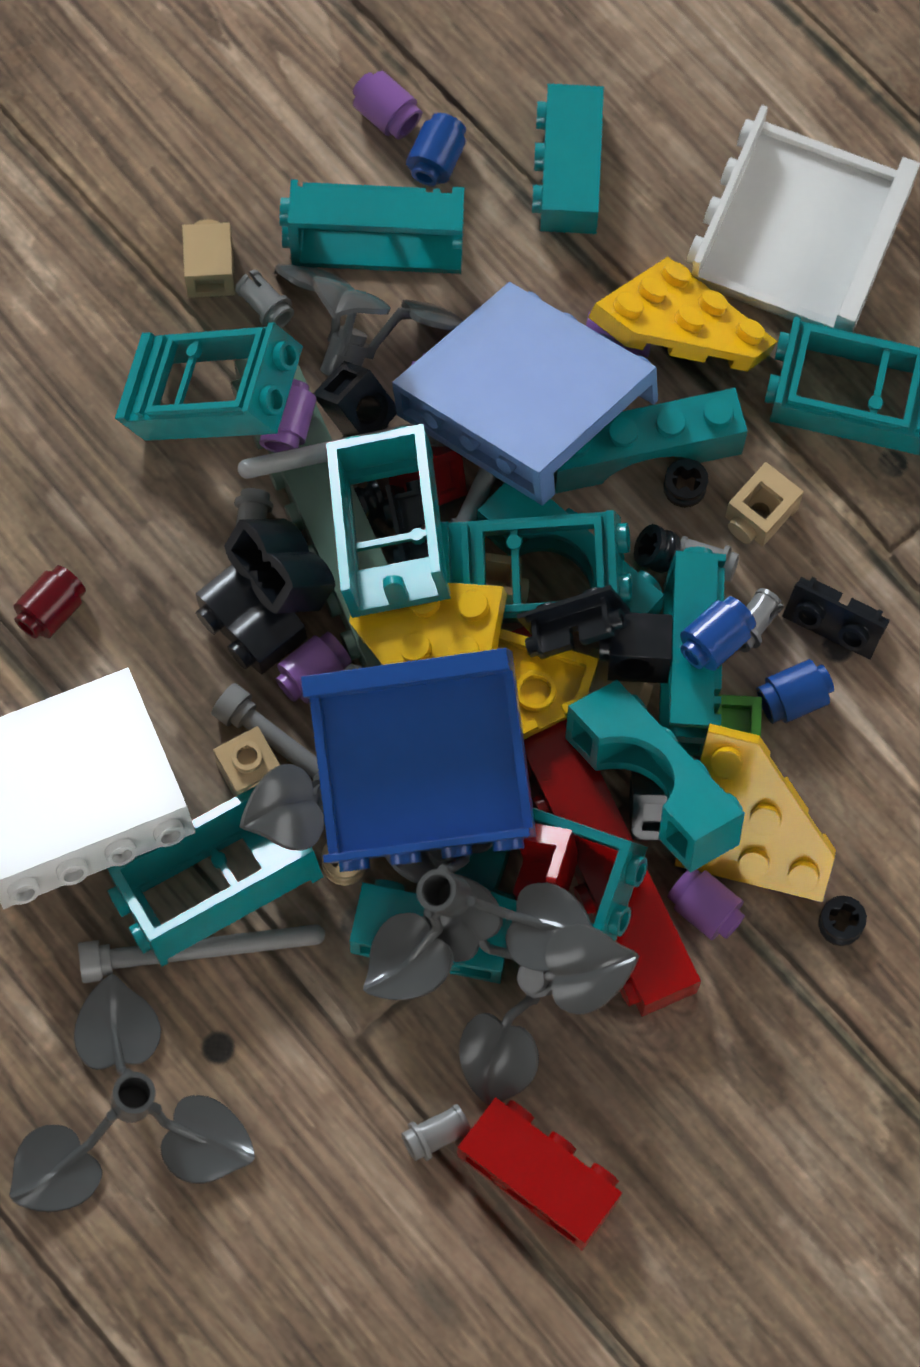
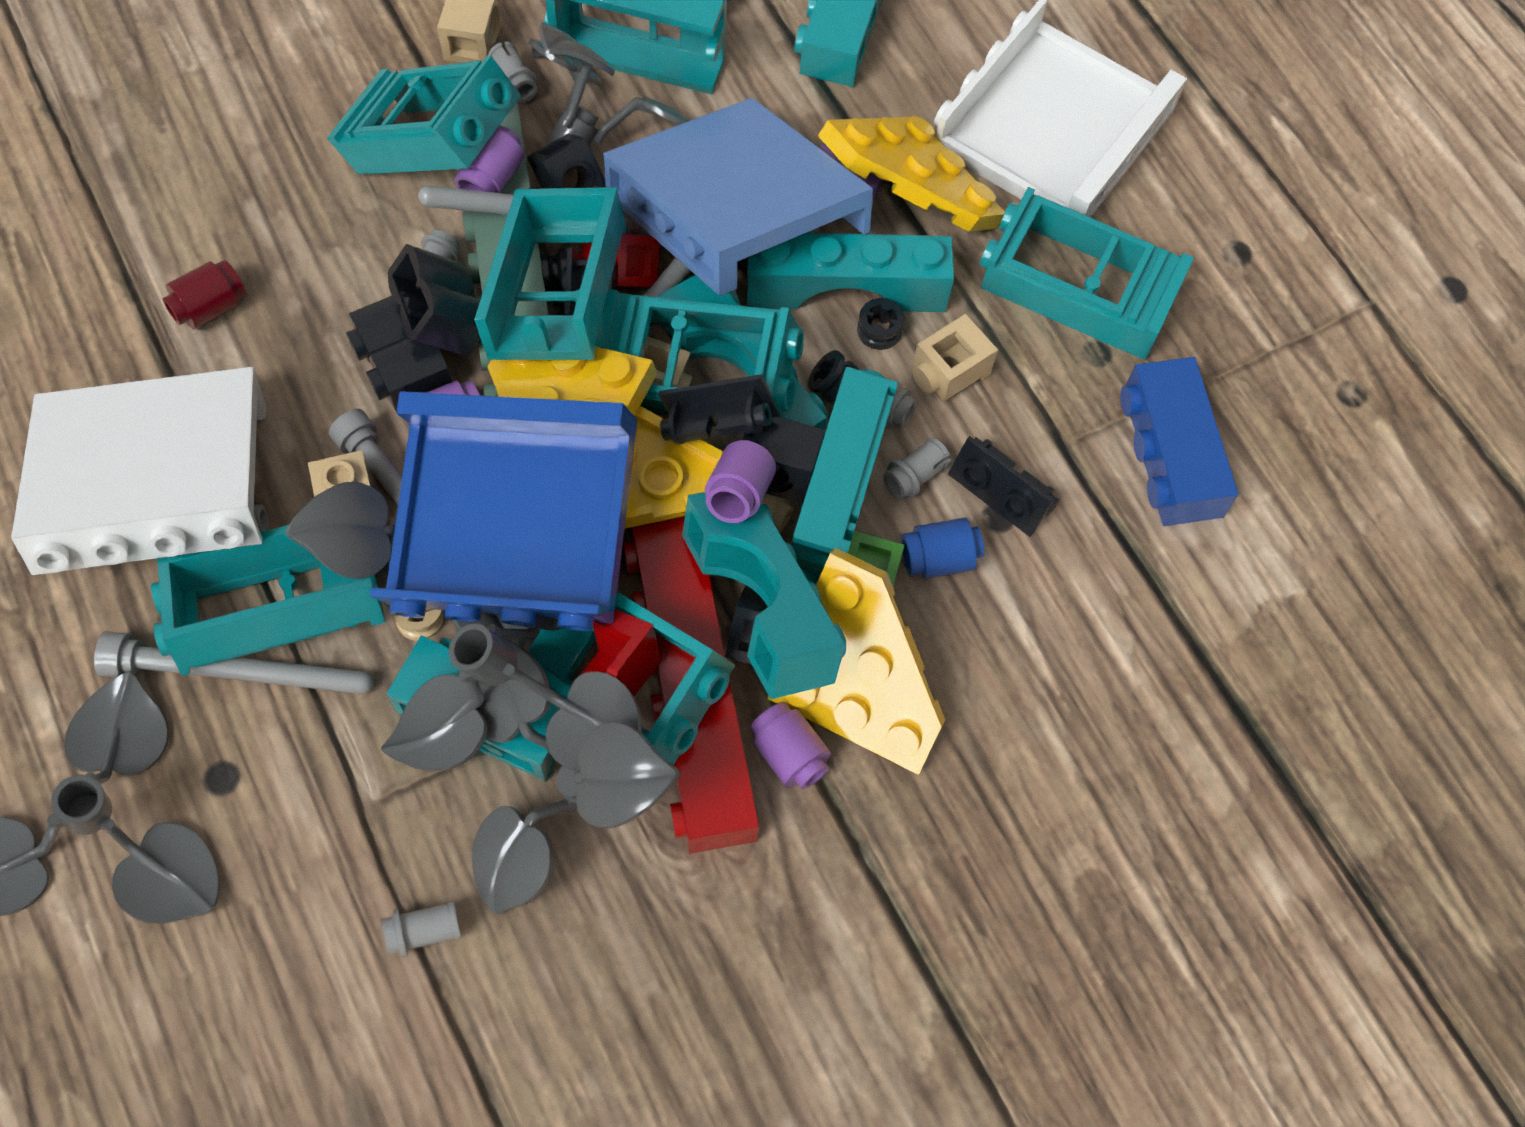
camera: 10 degrees right, 5 degrees down
(540, 1171) = (523, 1001): red brick -> none
(613, 685) = (739, 481): none -> medium lavender brick
(717, 633) = (866, 453): blue brick -> none
(851, 932) = (929, 783): black bush -> none

